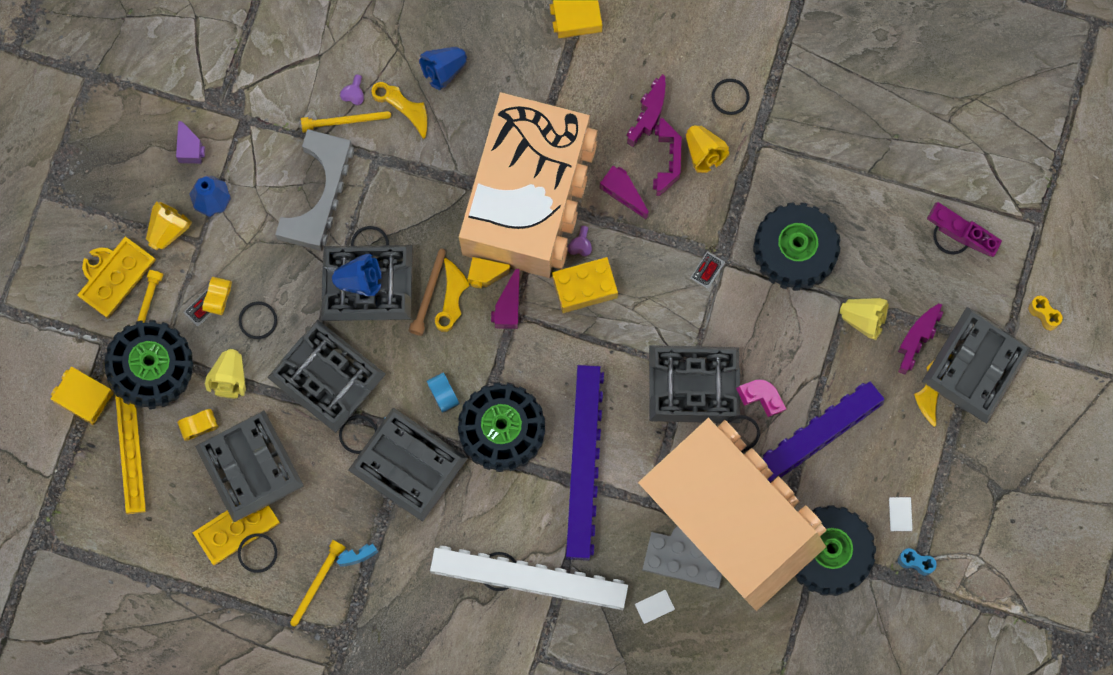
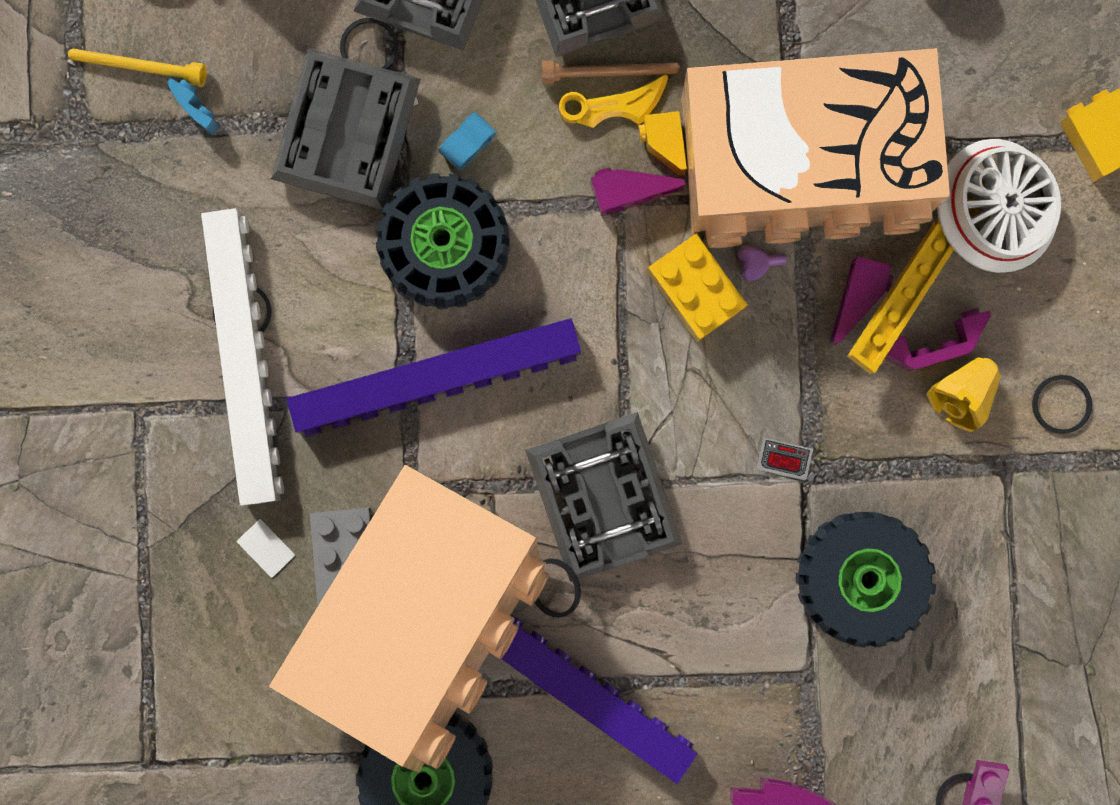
camera: 70 degrees right, 10 degrees up
(598, 87) = (1003, 202): none -> white piece
(623, 150) = (903, 298): none -> yellow plate
(652, 106) = (1004, 295): magenta slope -> none
(762, 391) = (628, 603): dark pink plate -> none
(866, 315) = (796, 714): light yellow cone -> none

